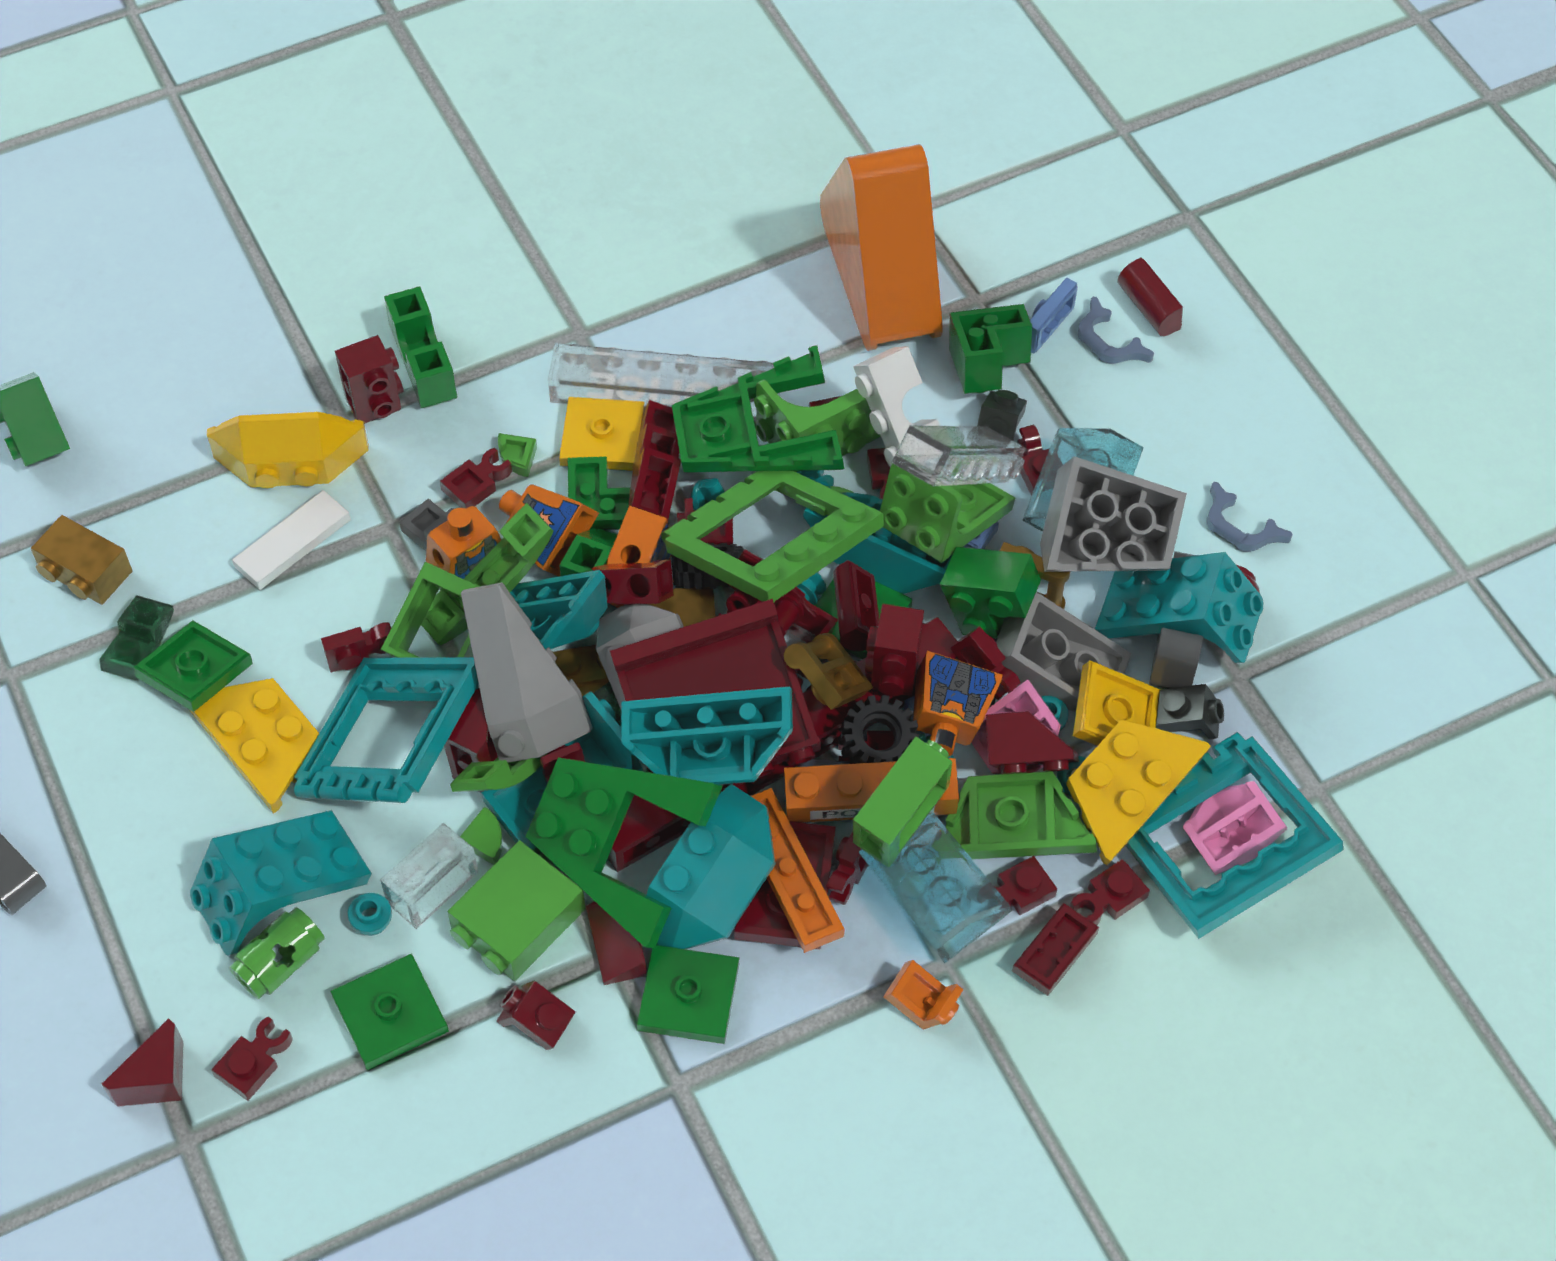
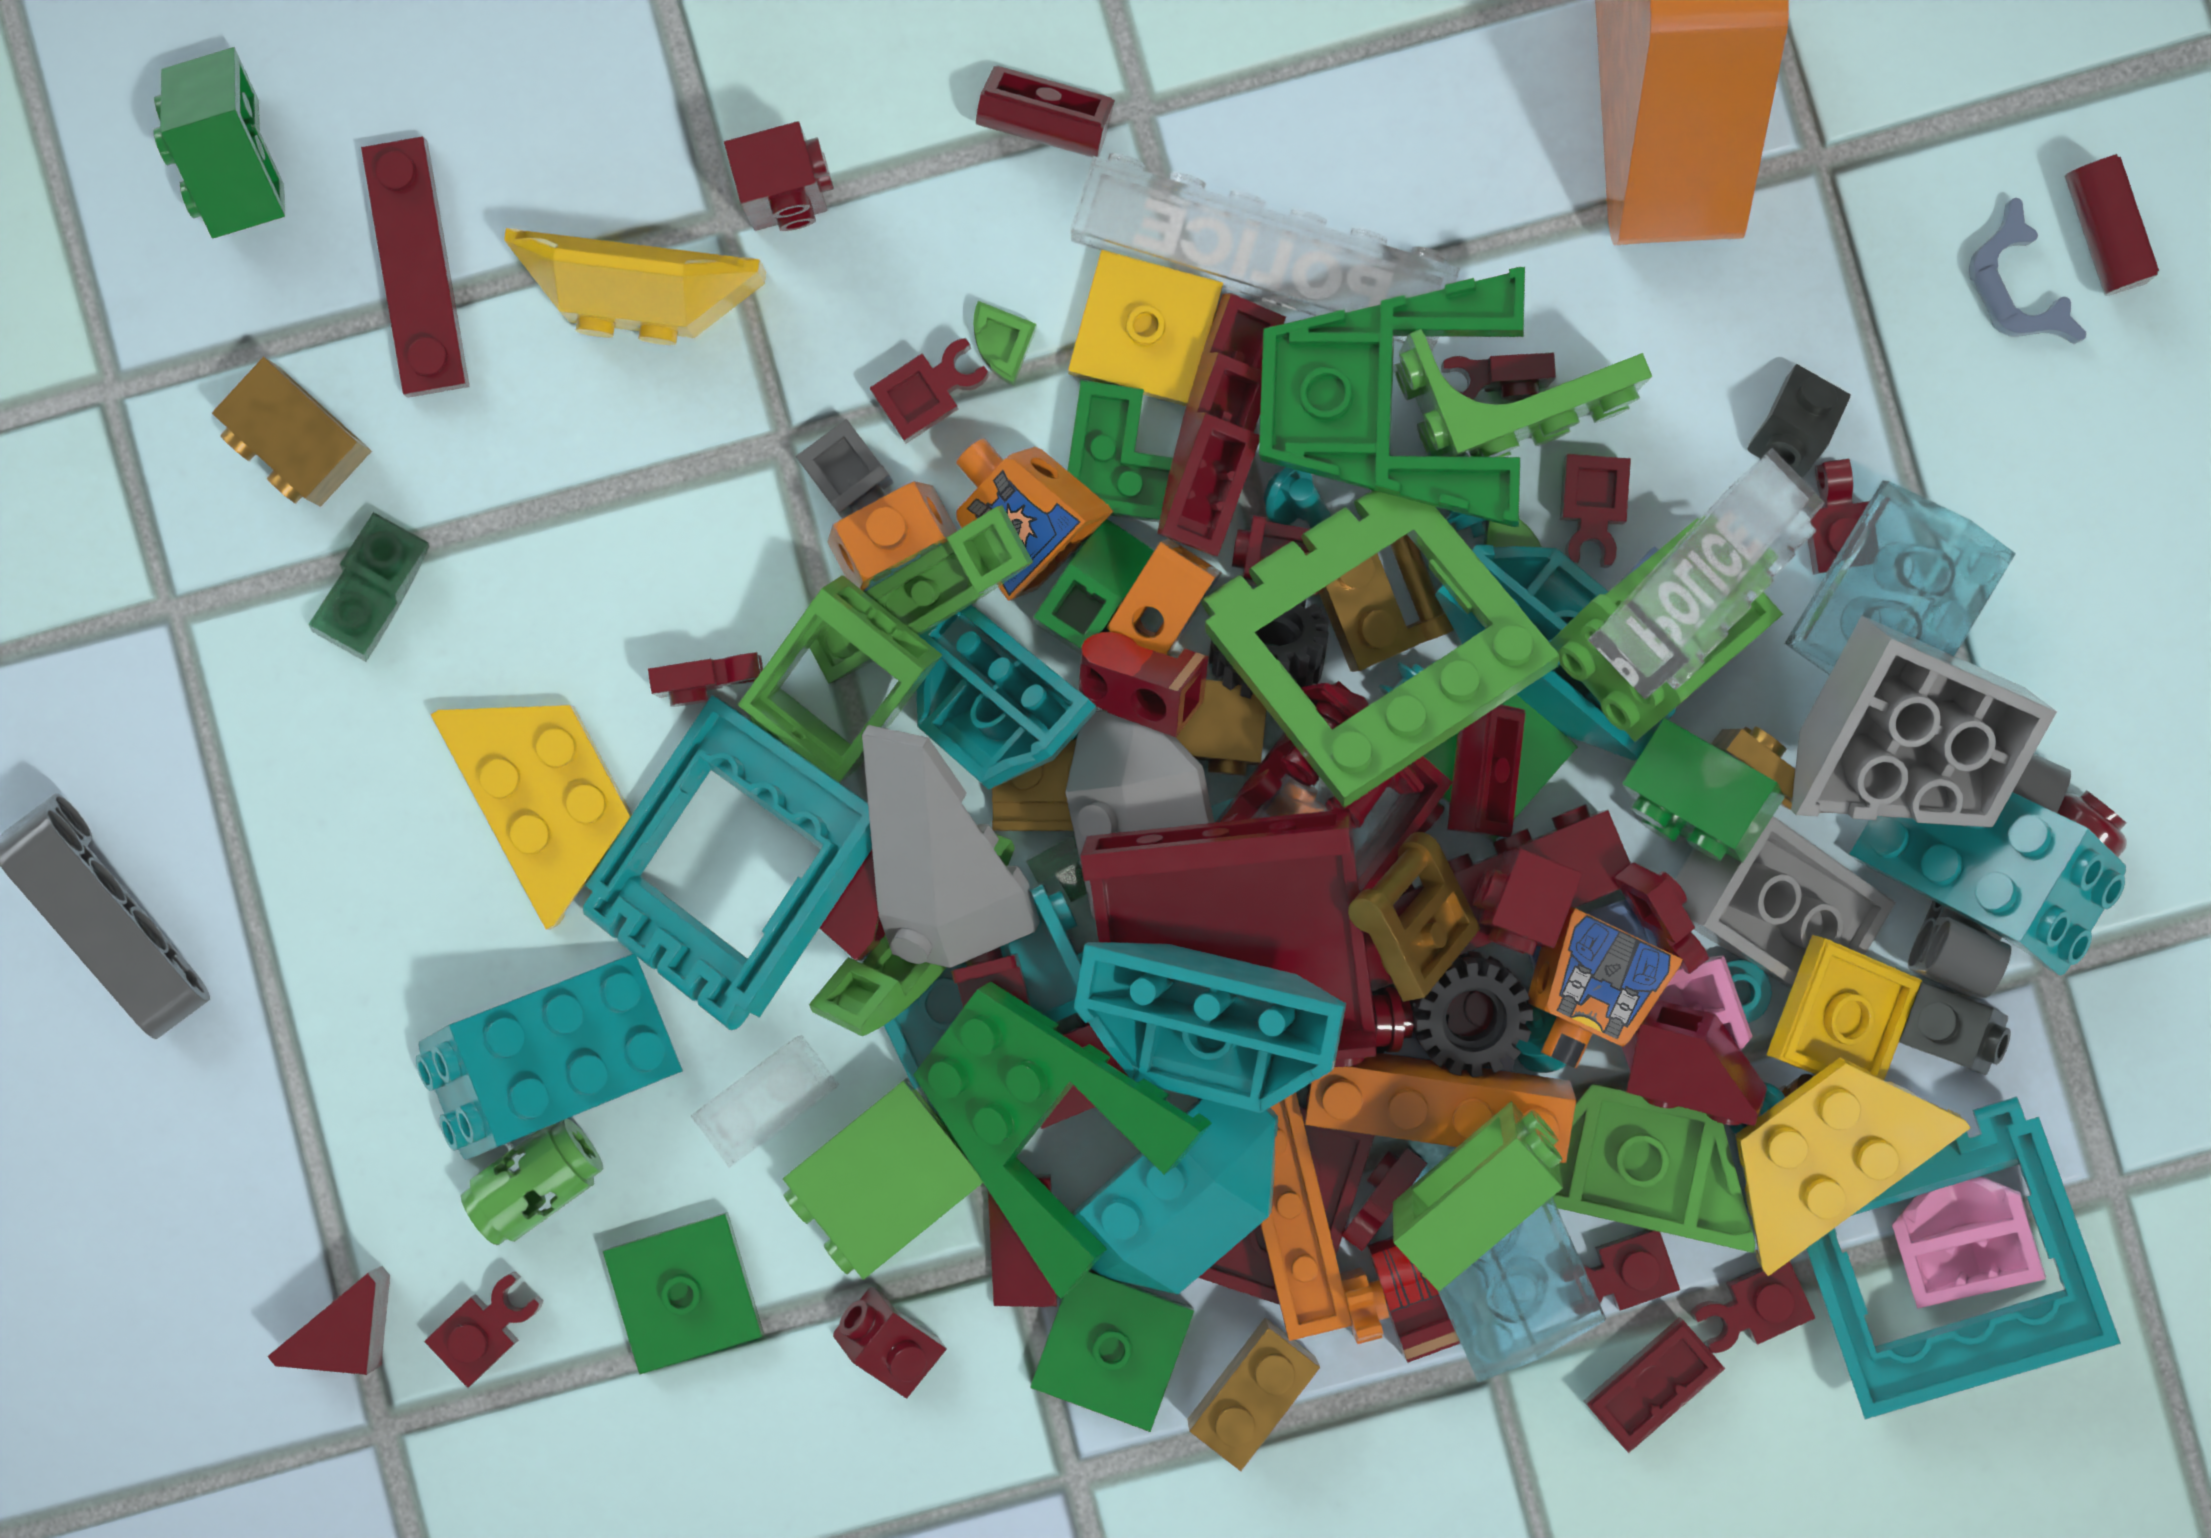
camera: 15 degrees right, 30 degrees up
(152, 471) = (415, 267): none -> dark red plate
(193, 665) = (450, 662): green plate -> none
(291, 539) = (624, 445): white tile -> none
(372, 924) = (651, 1136): teal plate -> none
(418, 346) = (870, 113): green arch -> none
(485, 836) = (856, 1052): bright green tile -> none
(521, 338) = (1044, 111): none -> dark red brick
(755, 530) = (1367, 612): none -> pearl gold plate
(788, 996) = (1252, 1394): none -> pearl gold piece
(831, 749) = (1392, 1019): none -> dark red plate
(855, 928) = (1365, 1305): none -> orange plate
(883, 923) = (1412, 1303): none -> leg
(884, 384) = (1621, 396): white arch -> none
(923, 996) = (1447, 1428): orange bracket -> none
(986, 341) = (1805, 279): green brick -> none
(1052, 312) = (1930, 229): medium blue plate -> none
(1243, 542) = (2097, 691): sand blue helmet -> none

